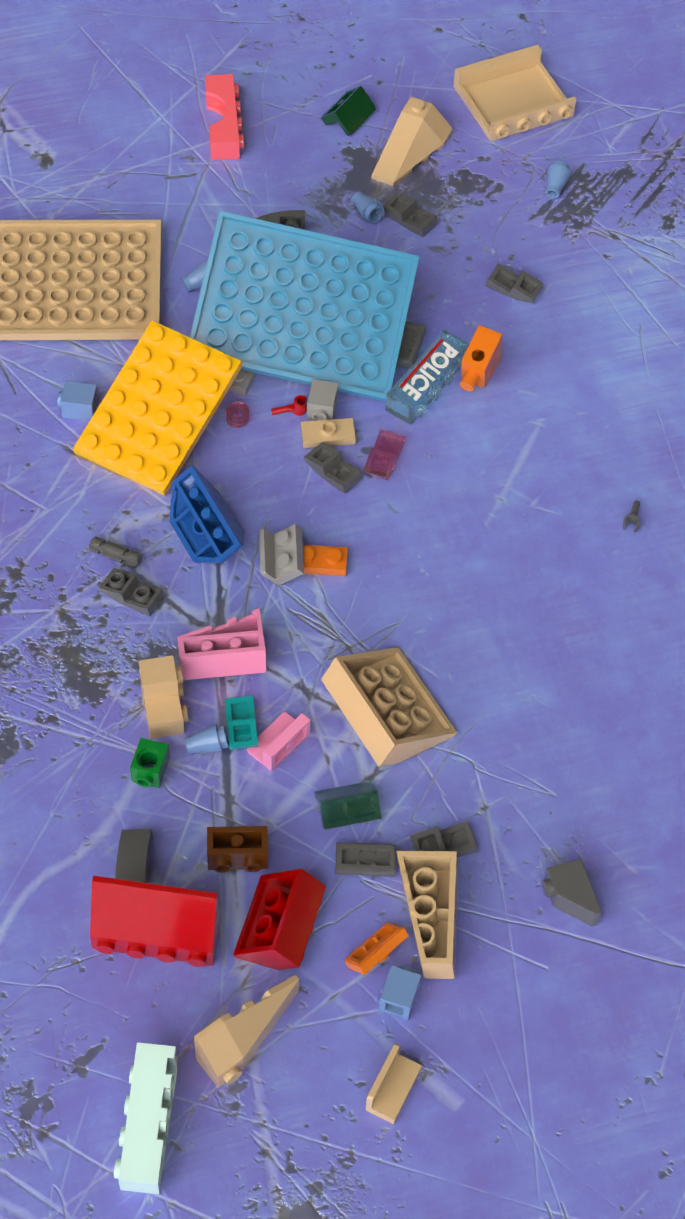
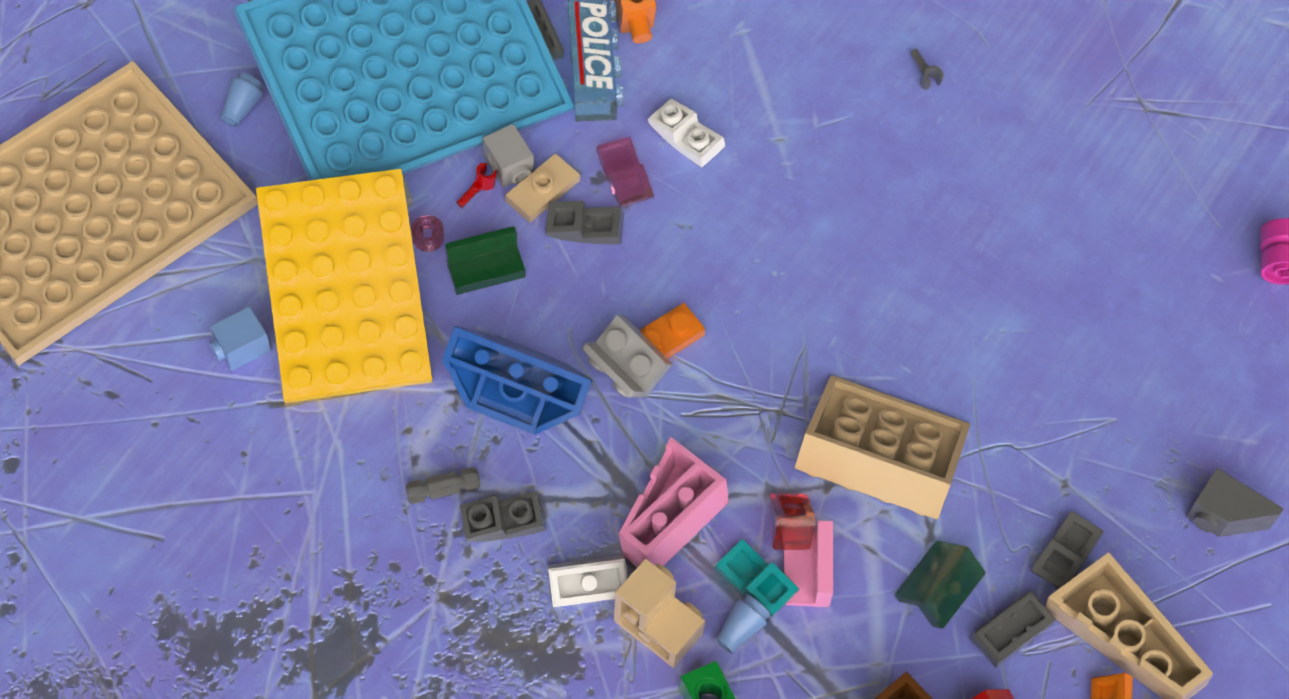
camera: 40 degrees left, 5 degrees up
(135, 649) = (586, 580): none -> white slope
(254, 448) = (484, 260): none -> dark green panel
(287, 703) = (792, 521): none -> clear red slope
(444, 457) = (684, 132): none -> white slope

